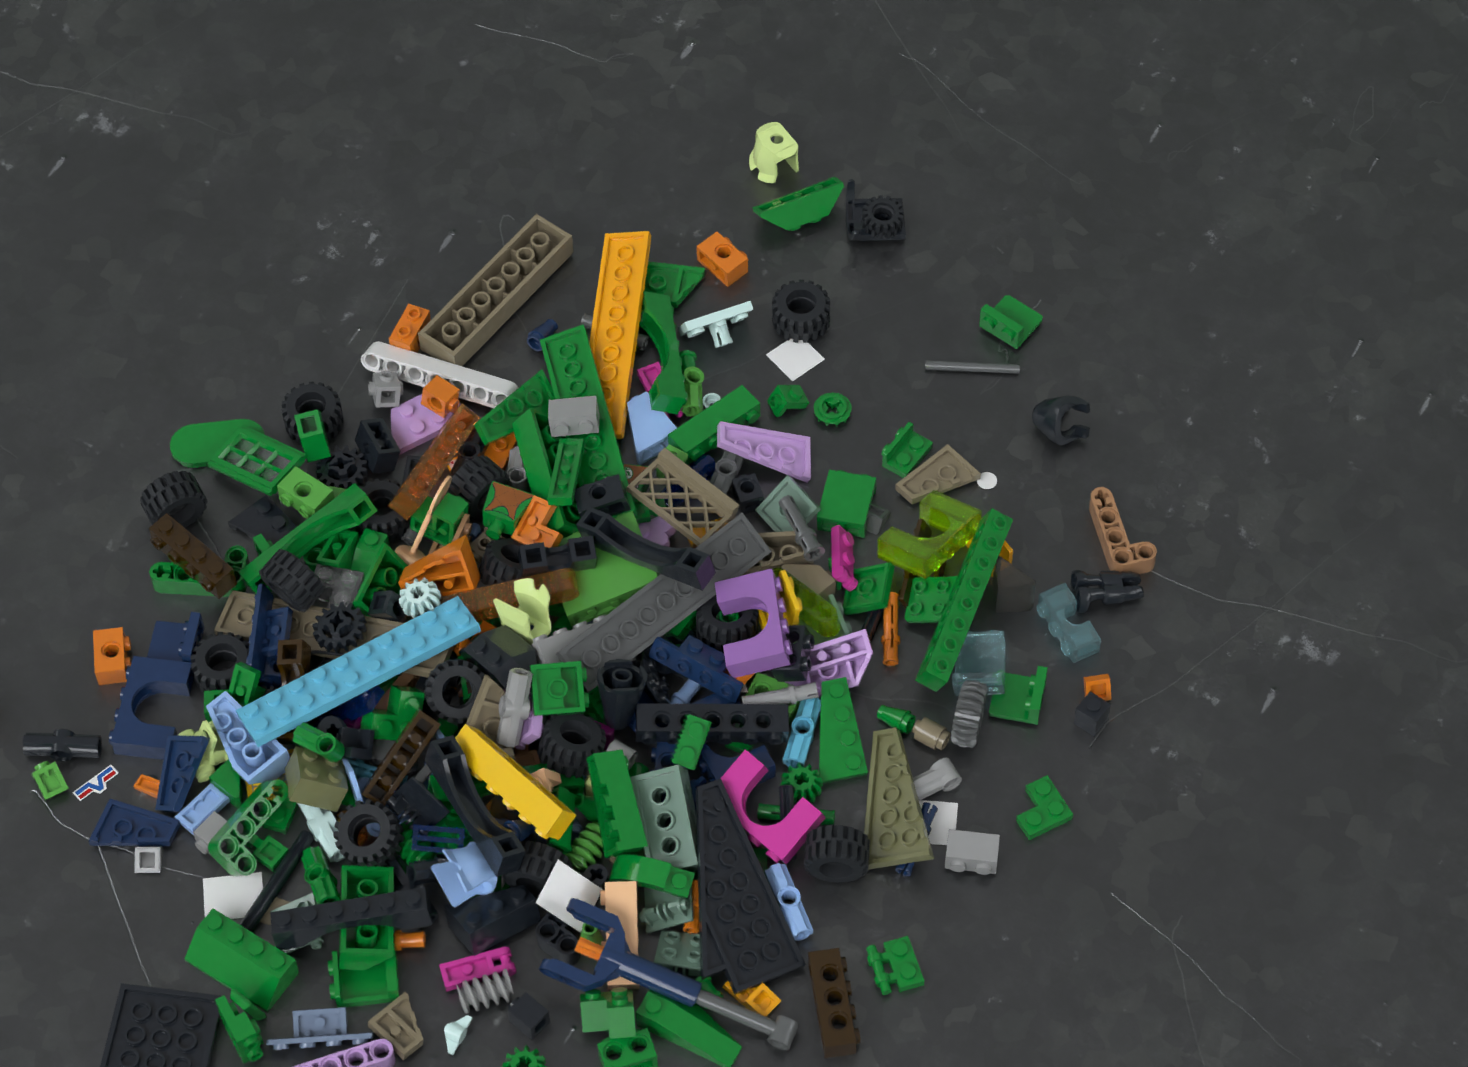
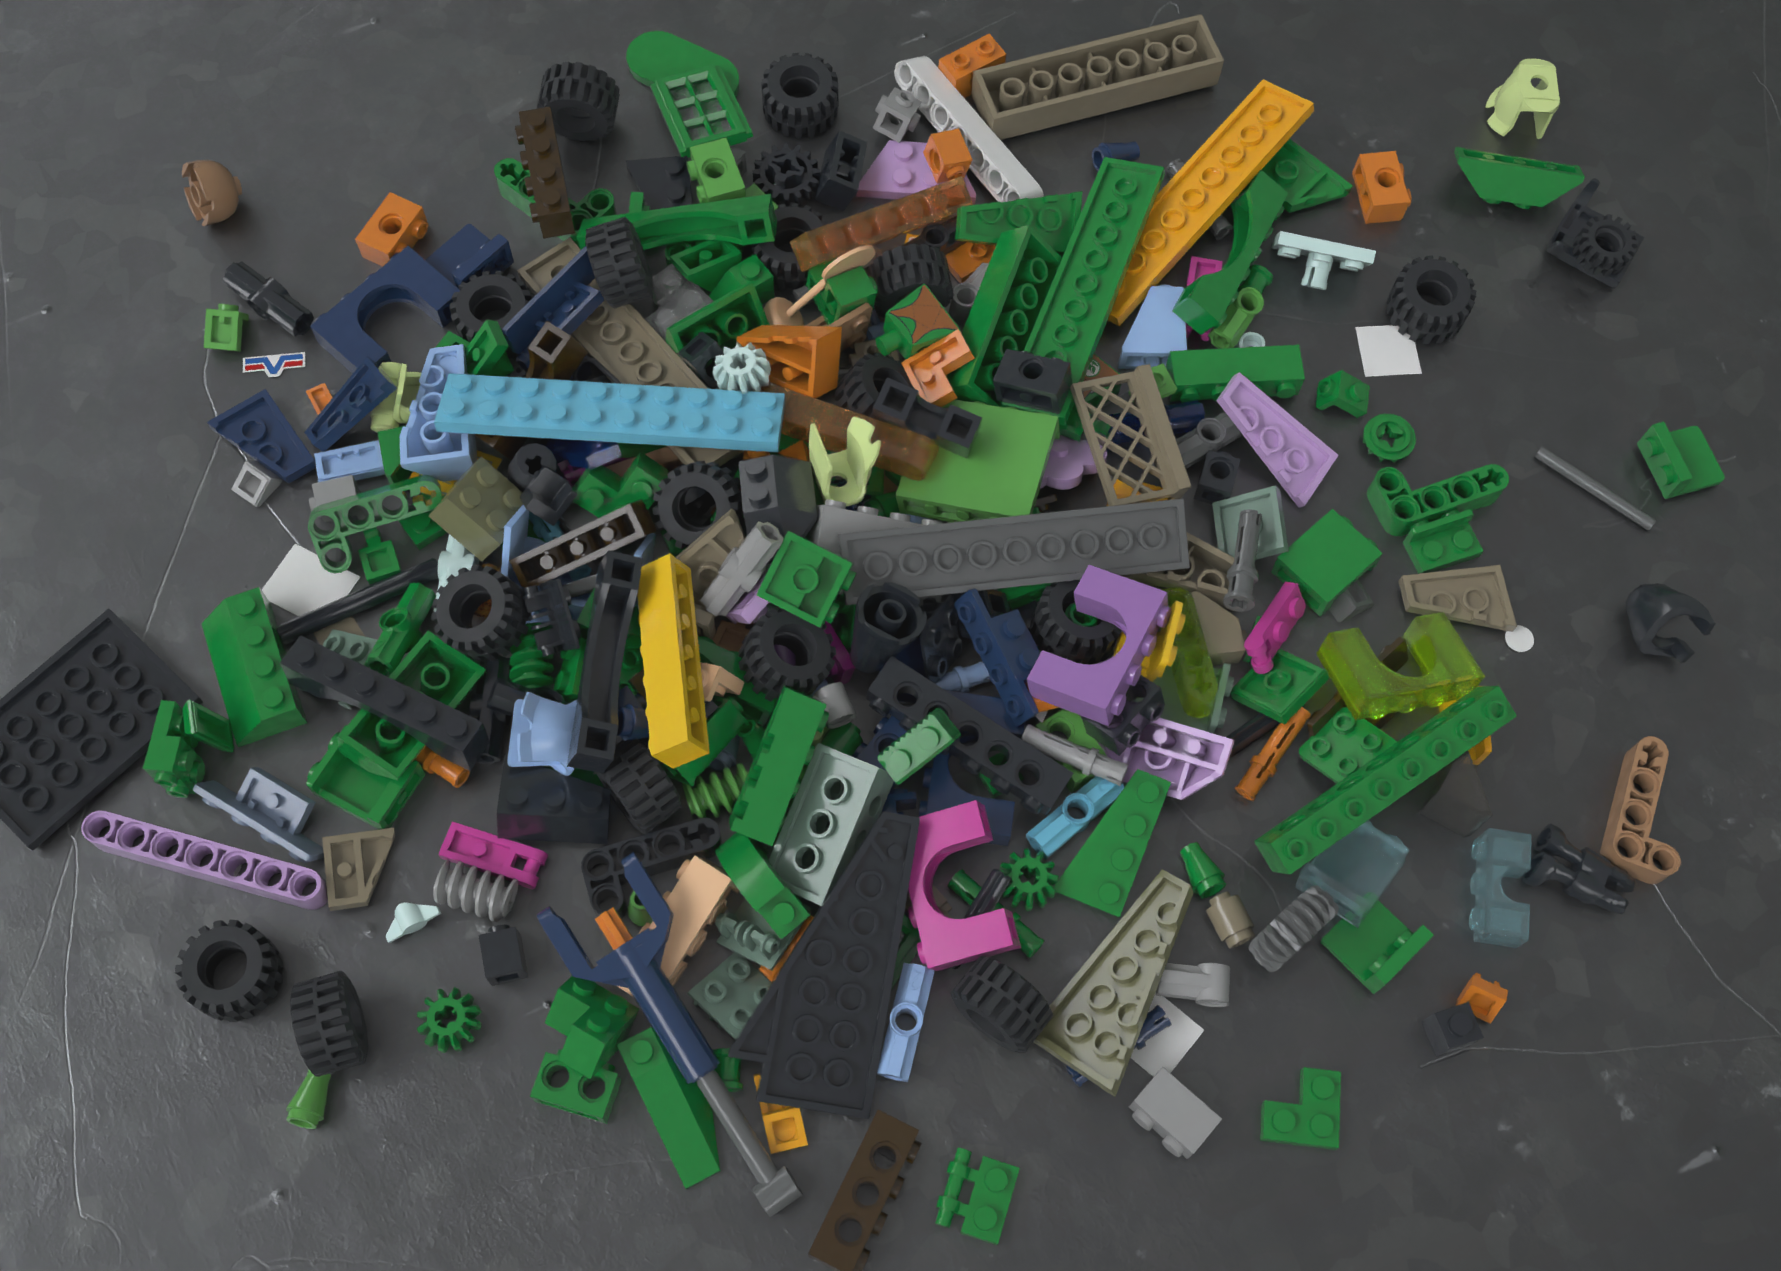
camera: 30 degrees right, 10 degrees up
(312, 435) = (772, 114): green slope -> none
(319, 742) = (503, 469): green piece -> none
(339, 626) = (633, 349): black gear -> none
(415, 837) = (541, 678): clear blue tile -> none
(561, 887) = (650, 834): white sticker -> none
(565, 472) = (1014, 324): green plate -> none
(573, 416) = (1072, 264): light grey brick -> none
(680, 564) = (1053, 511): black arch -> none
(886, 424) = (1439, 494): none -> green beam

